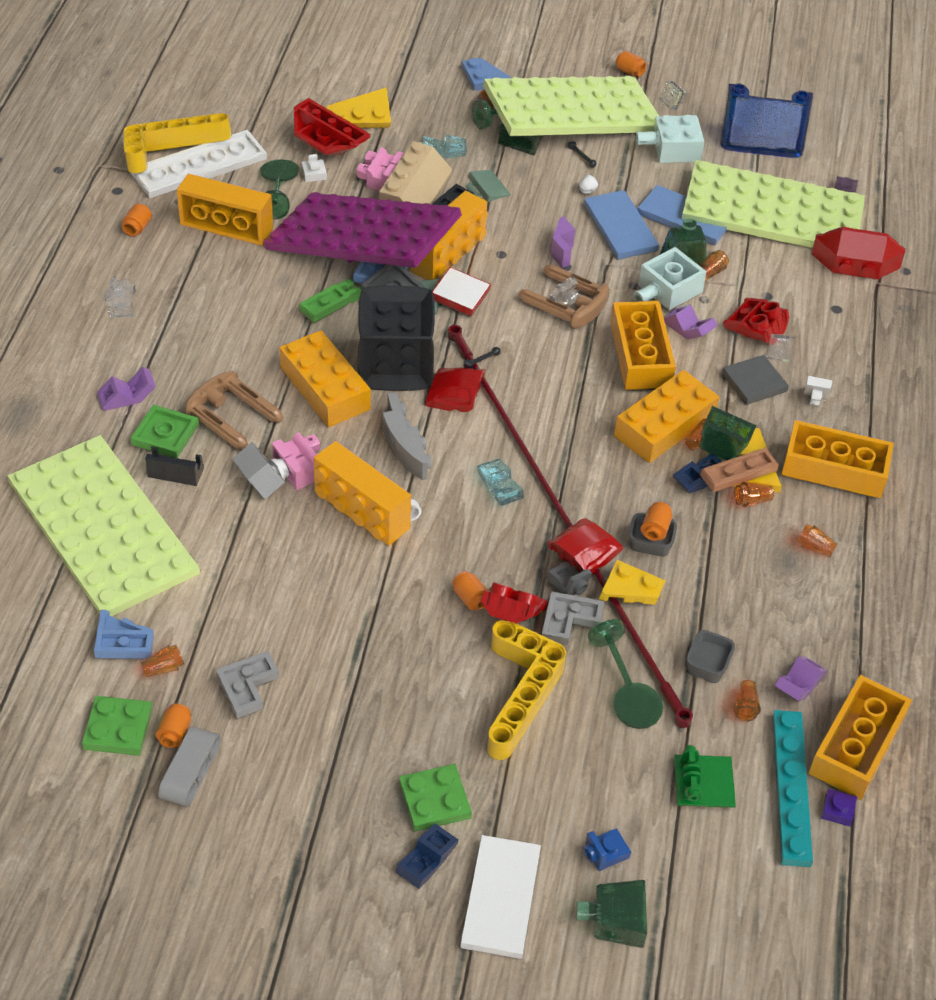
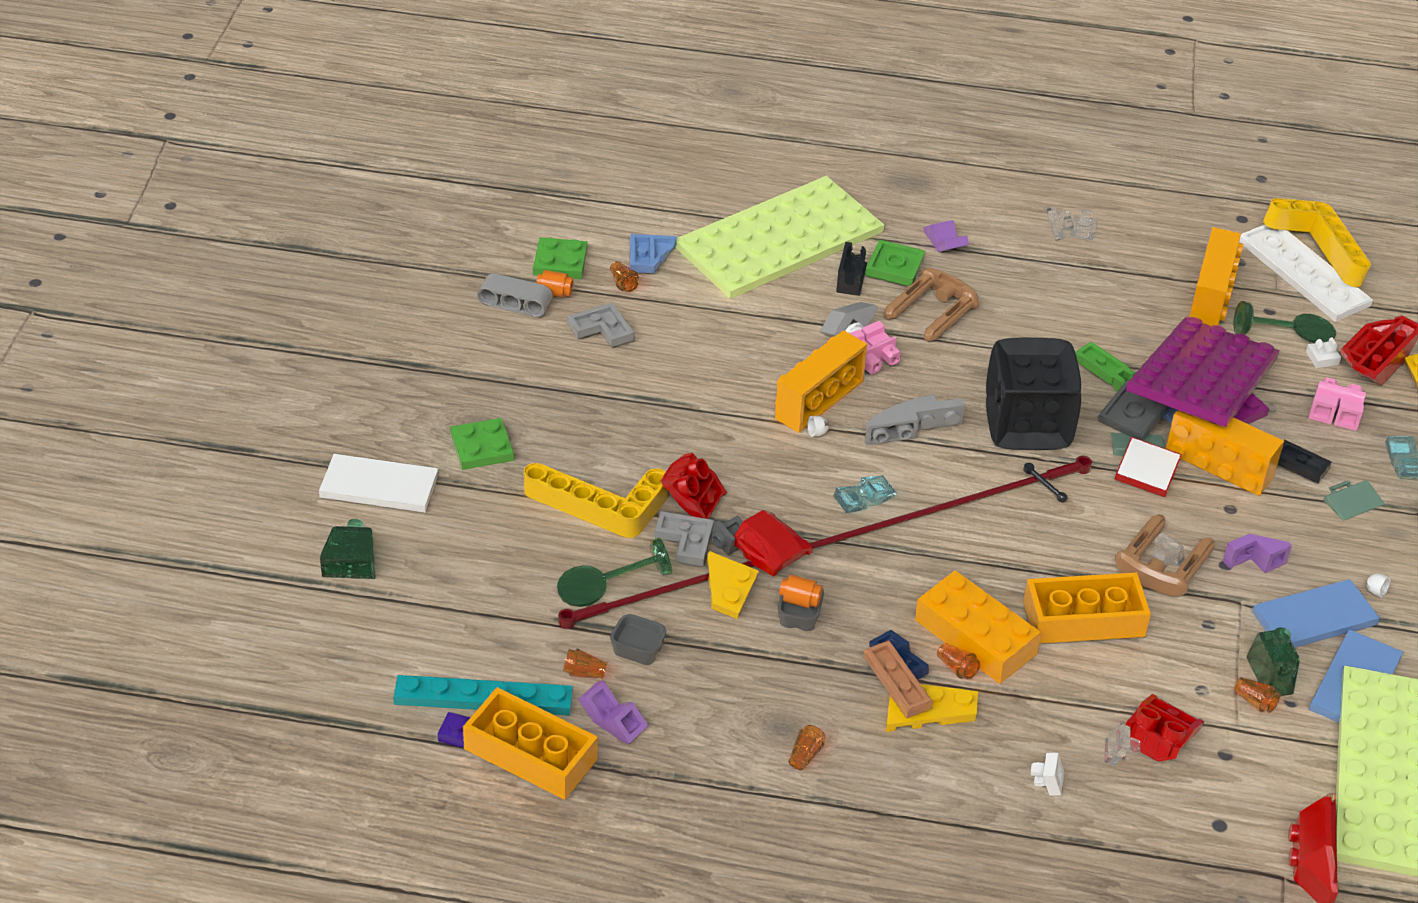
camera: 90 degrees right, 5 degrees down
(136, 220) = (1190, 227): orange brick -> none
(325, 378) = (963, 365): light orange brick -> none
(417, 176) = (1325, 427): tan slope -> none
(427, 856) = (421, 438): dark blue slope -> none
(455, 389) = (993, 460): red slope -> none
(469, 590) = (719, 461): orange brick -> none
(606, 849) = (418, 549): blue bracket -> none
(670, 279) = (1208, 641): light aqua brick -> none
(686, 323) = (1146, 664): medium lavender slope -> none
(704, 779) = (491, 626): green hinge -> none
(725, 434) = (930, 662): clear green torso -> none
(751, 494) = (870, 695): clear orange cone -> none
(755, 379) = (1063, 722): dark grey tile -> none
(838, 459) = (927, 773): light orange brick -> none

